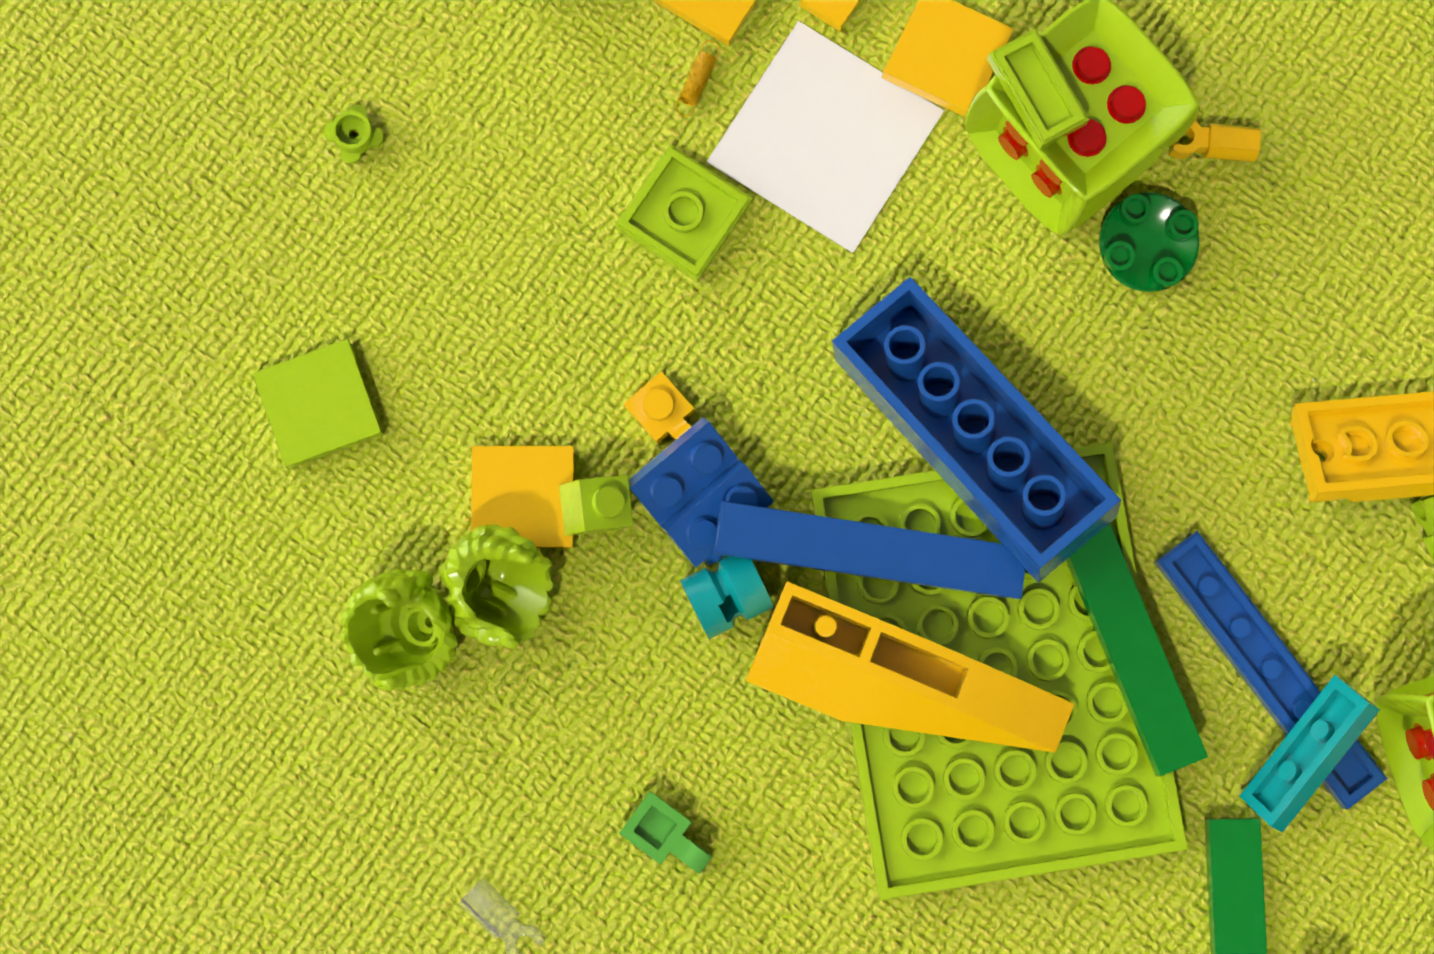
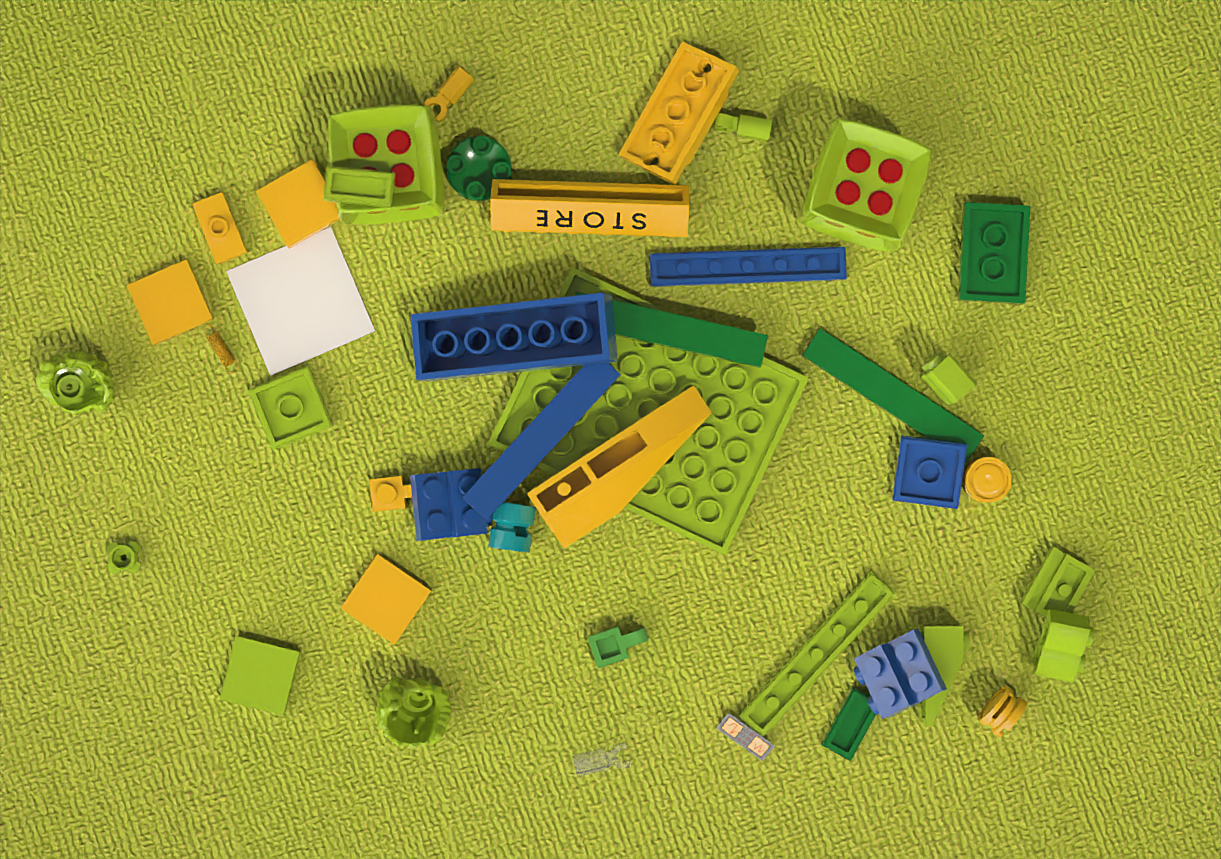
camera: 50 degrees left, 5 degrees up
(497, 586) = (425, 645): lime hair -> none
(596, 505) = (418, 564): lime brick -> none
(1204, 415) = (589, 208): none -> yellow brick
(1309, 753) = (802, 280): teal plate -> none

